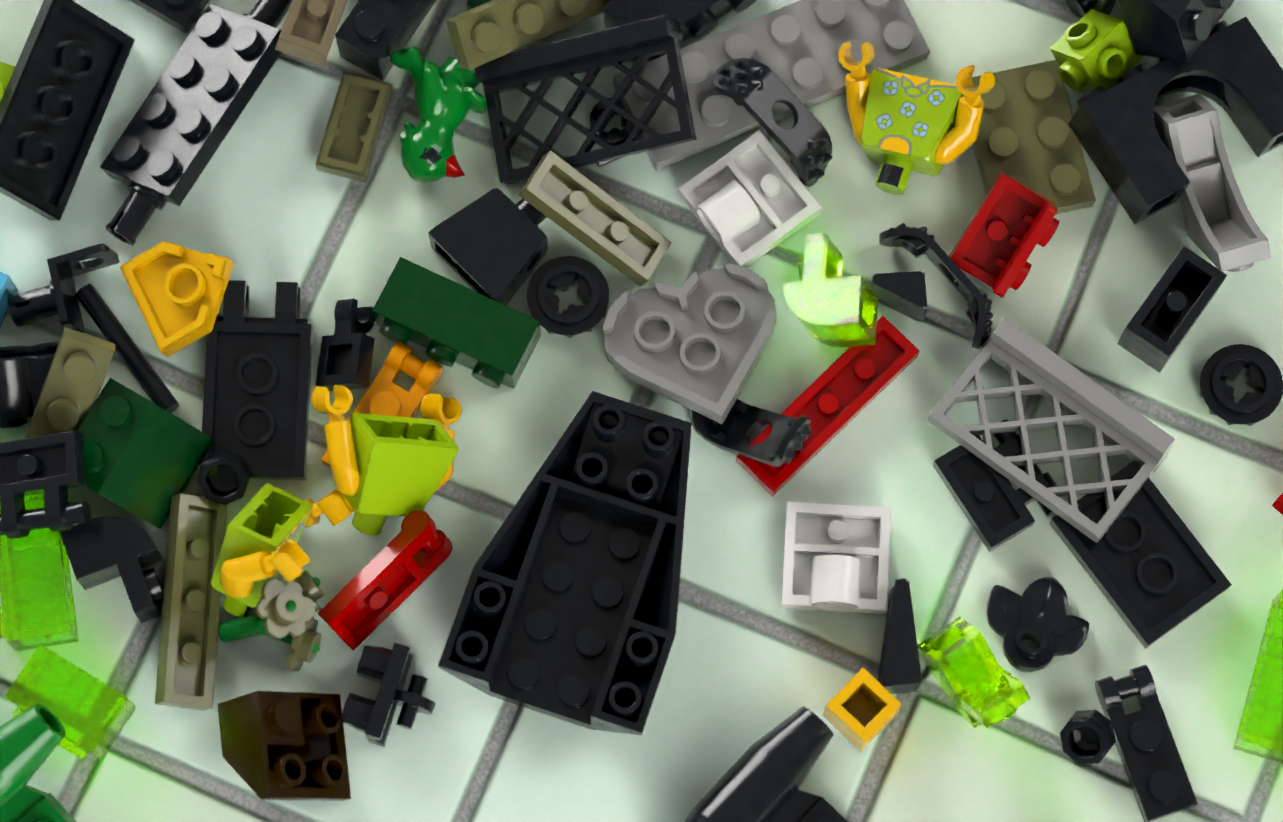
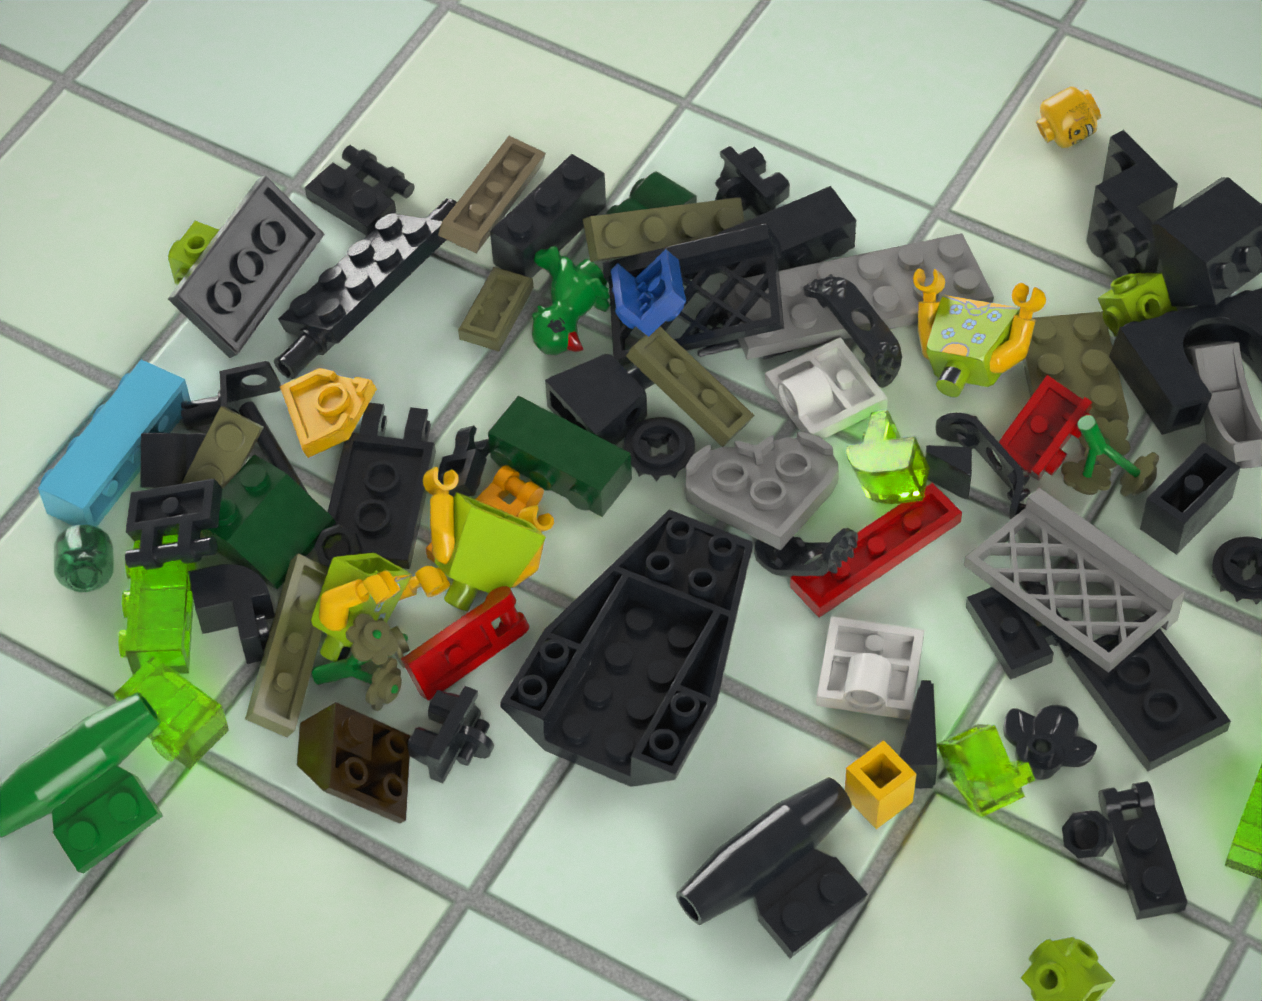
camera: 10 degrees right, 20 degrees down
(536, 114) = (650, 297): none -> blue bracket
(1069, 247) = (1107, 444): none -> olive plant

